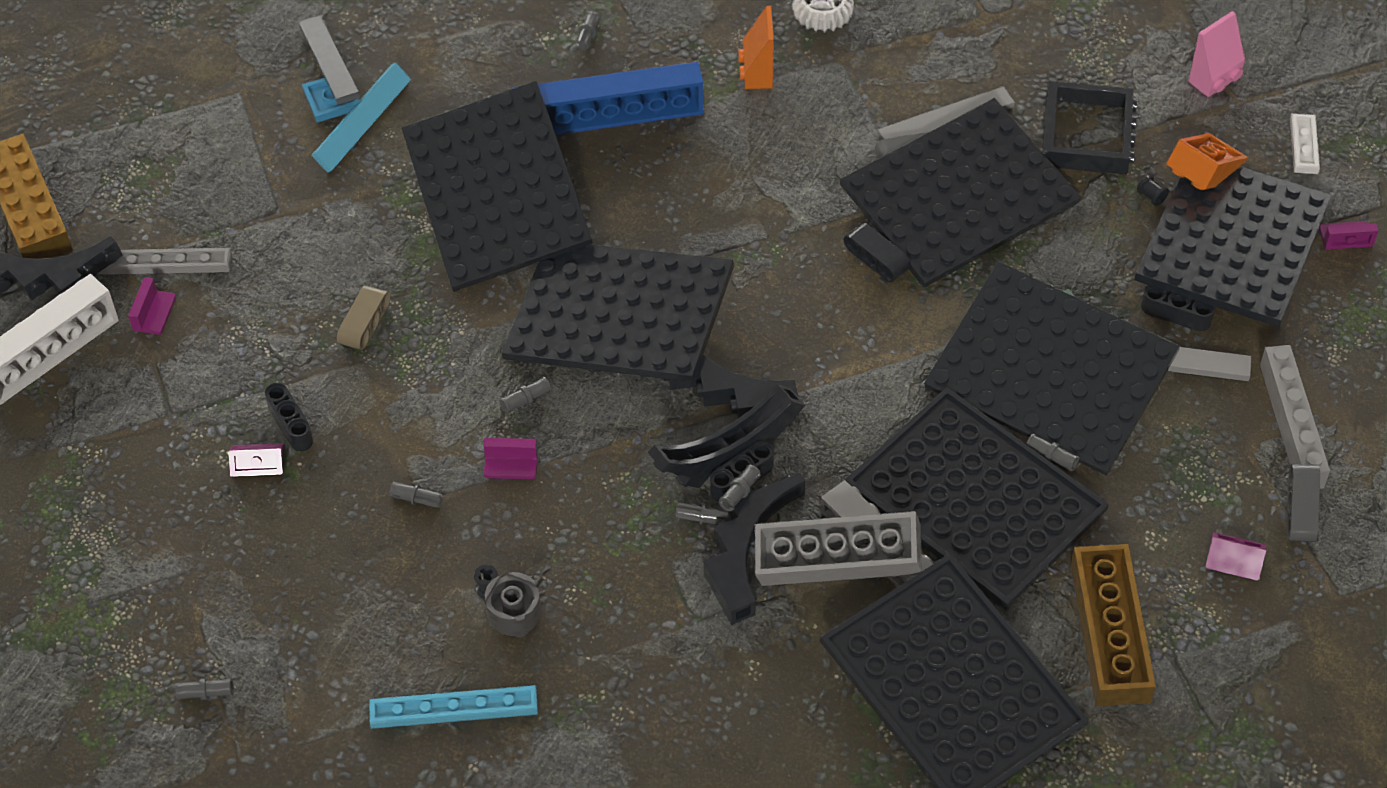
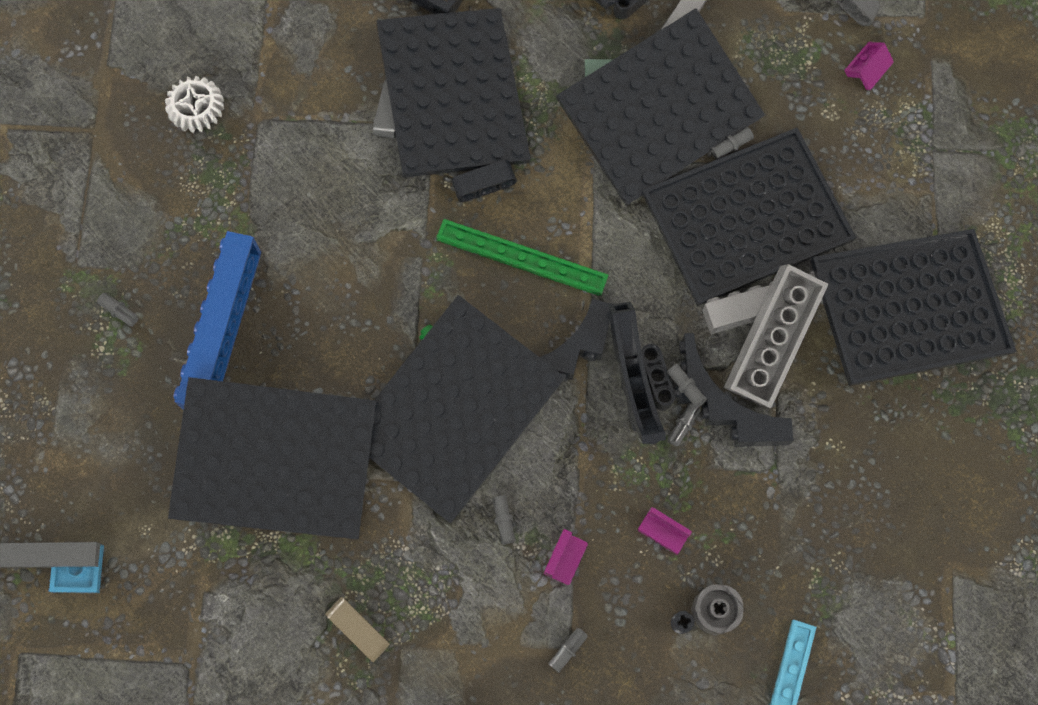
camera: 70 degrees left, 20 degrees up
(361, 117) = (118, 549): medium azure tile -> none
(577, 536) = (664, 530): none -> magenta panel
(758, 53) = (231, 176): orange slope -> none
(813, 318) = (522, 257): none -> green tile
(936, 118) = (366, 67): light grey tile -> none
(1112, 625) = (905, 174): pearl gold brick -> none

